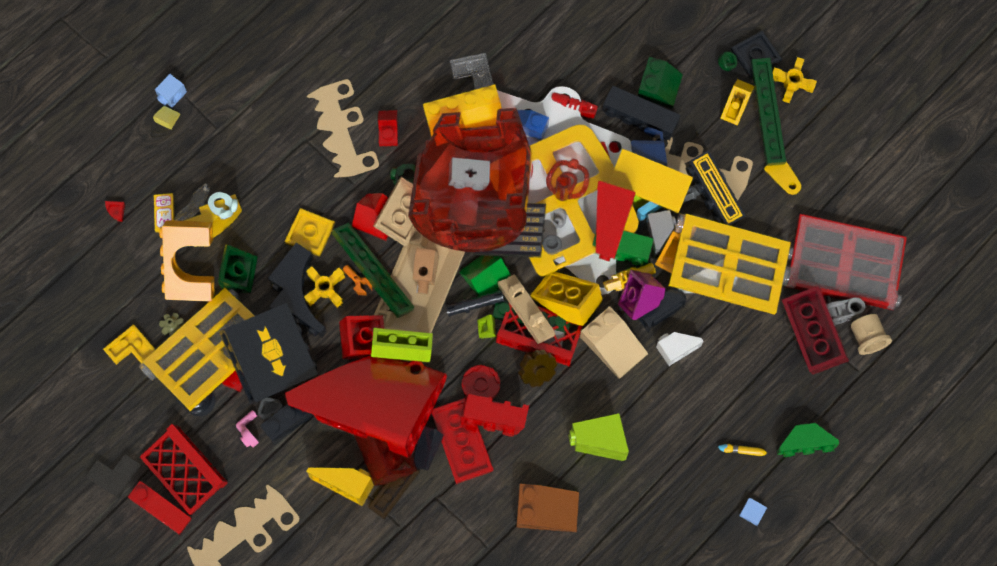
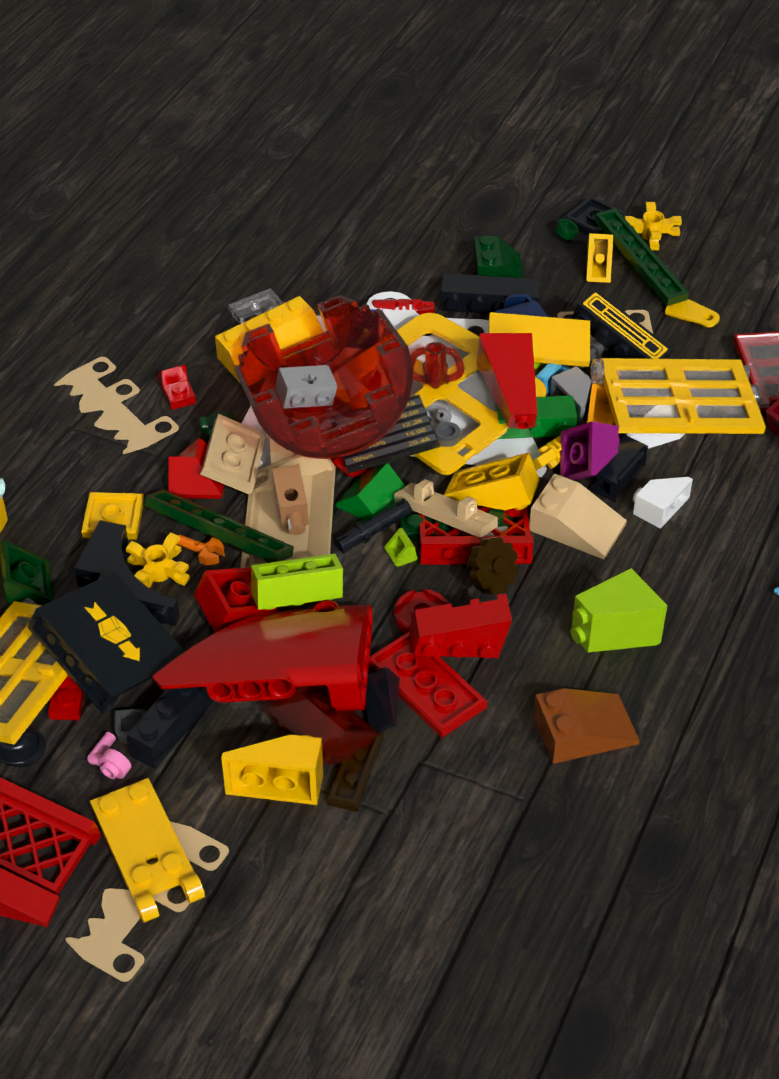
camera: 20 degrees left, 25 degrees down
(250, 493) = (141, 831): none -> yellow hinge

